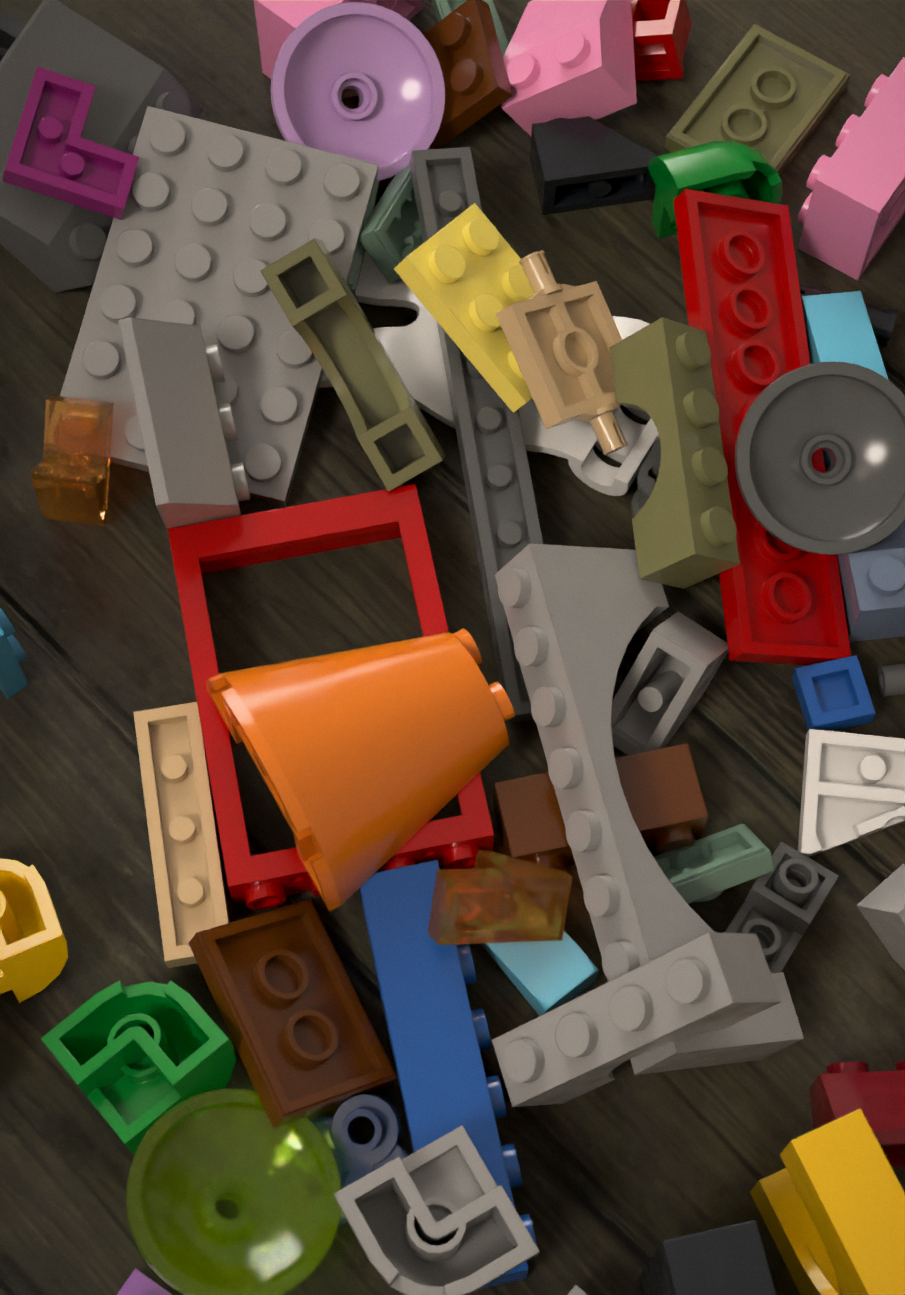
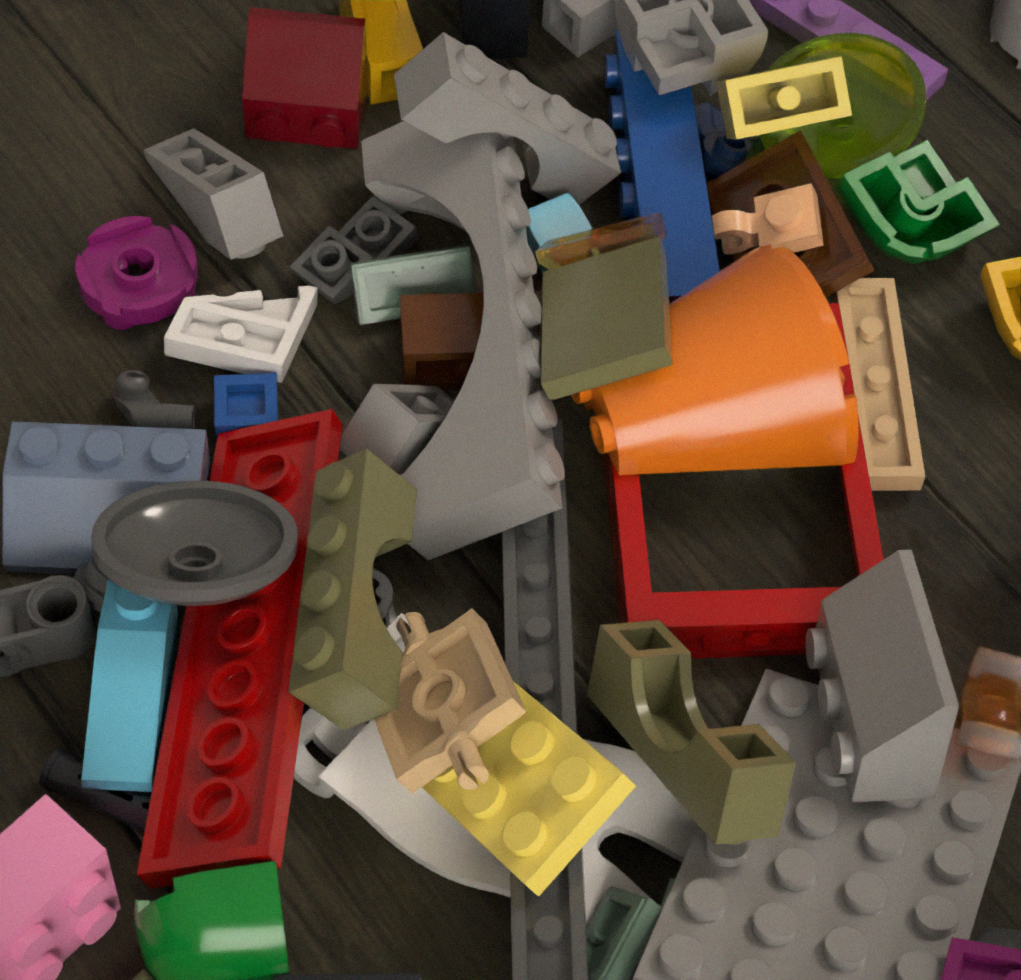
camera: 175 degrees left, 10 degrees down
(299, 989) = (780, 219): none -> light nougat plate
(306, 1135) = (784, 98): none -> light yellow brick
(481, 753) = (605, 319): none -> olive tile

